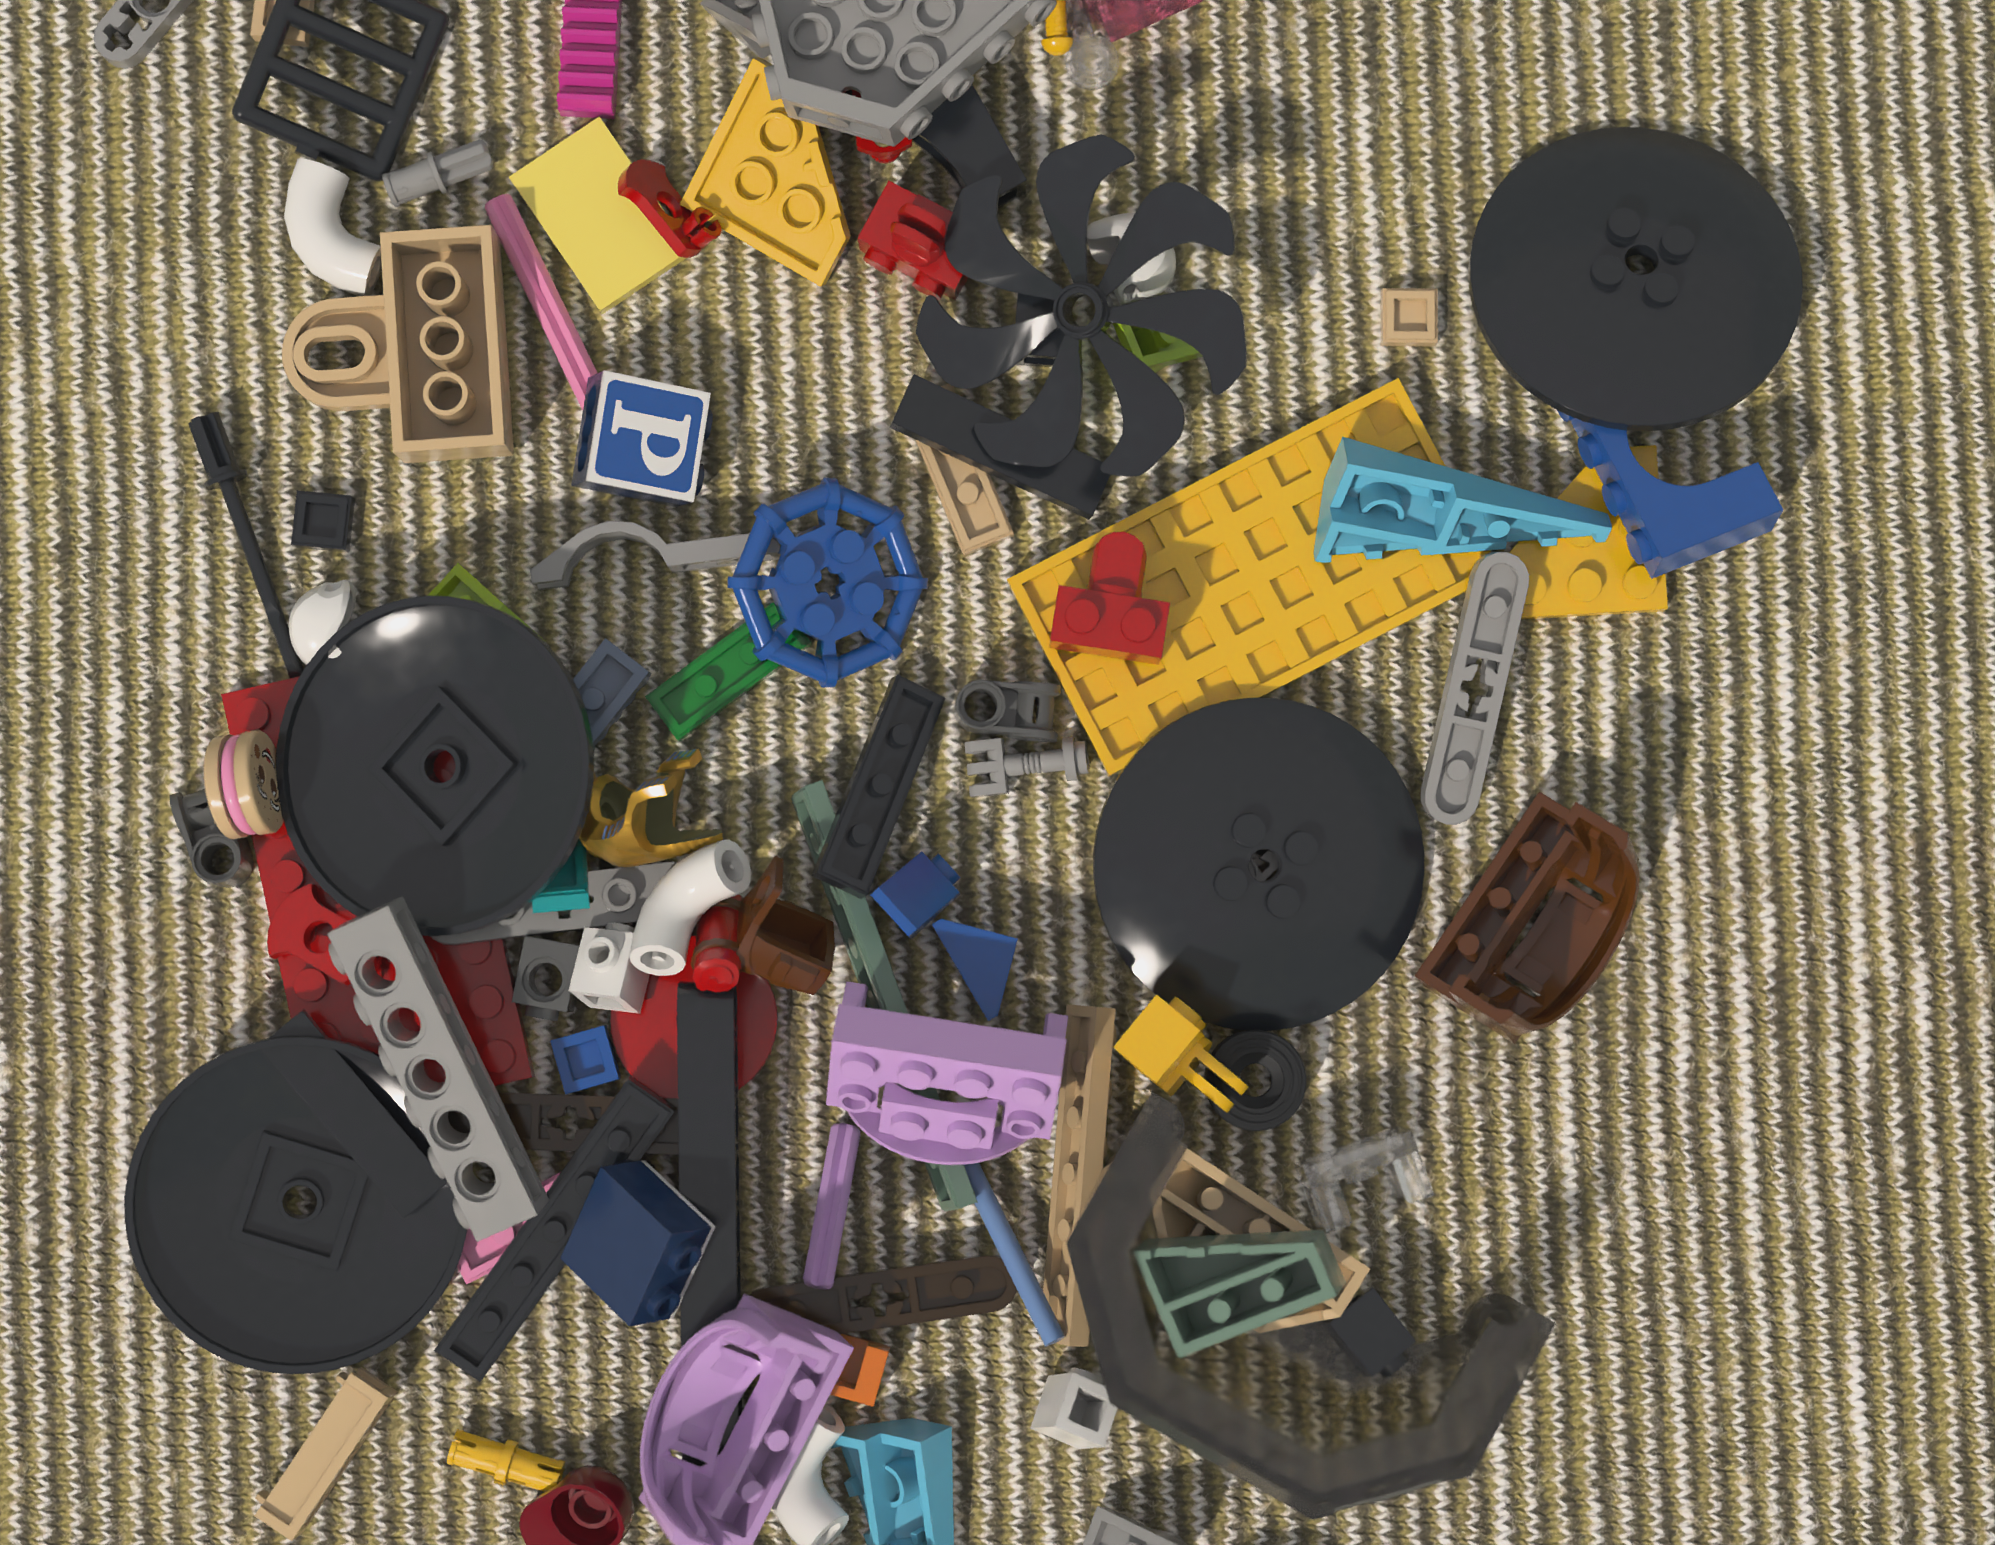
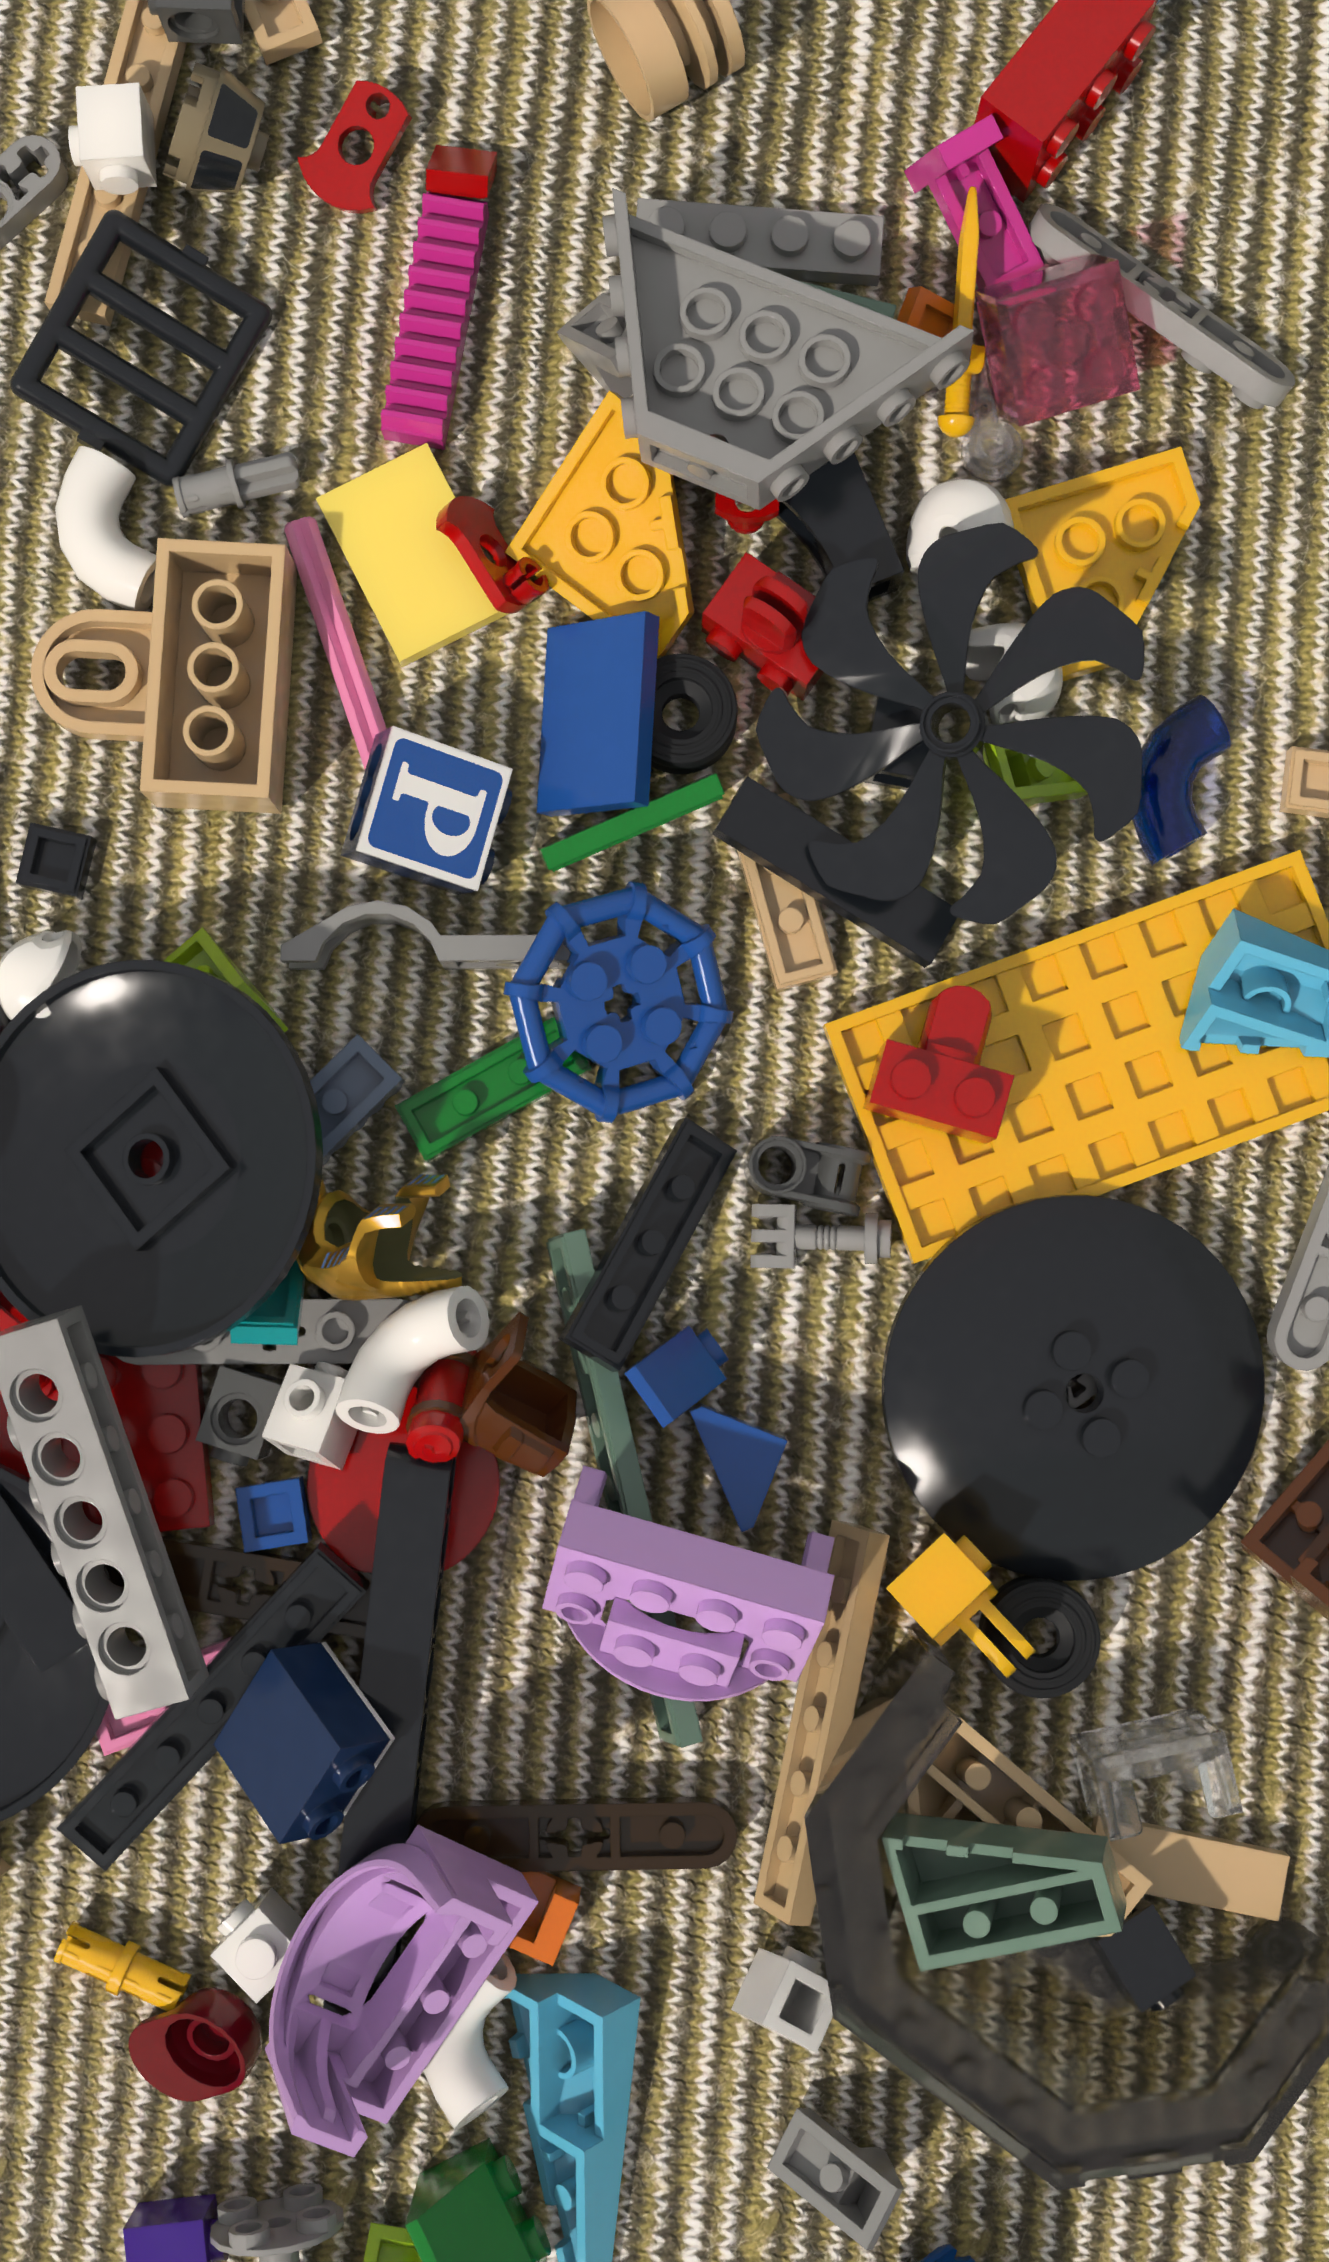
camera: 10 degrees right, 0 degrees up
(617, 1422) = (256, 1942): none -> white brick
(778, 337) = (598, 715): none -> blue tile
(819, 425) = (631, 822): none -> green tile
(831, 1206) = (533, 1722): lavender axle -> none
(845, 295) = (713, 695): none -> black tyre
(1014, 1257) = (738, 1813): medium blue bar -> none
(1064, 122) = (952, 509): none -> white helmet
(1198, 126) = (1107, 534): none -> yellow plate
(1276, 326) = (1170, 765): none -> clear blue cylinder
(1418, 1260) = (1206, 1869): none -> tan tile

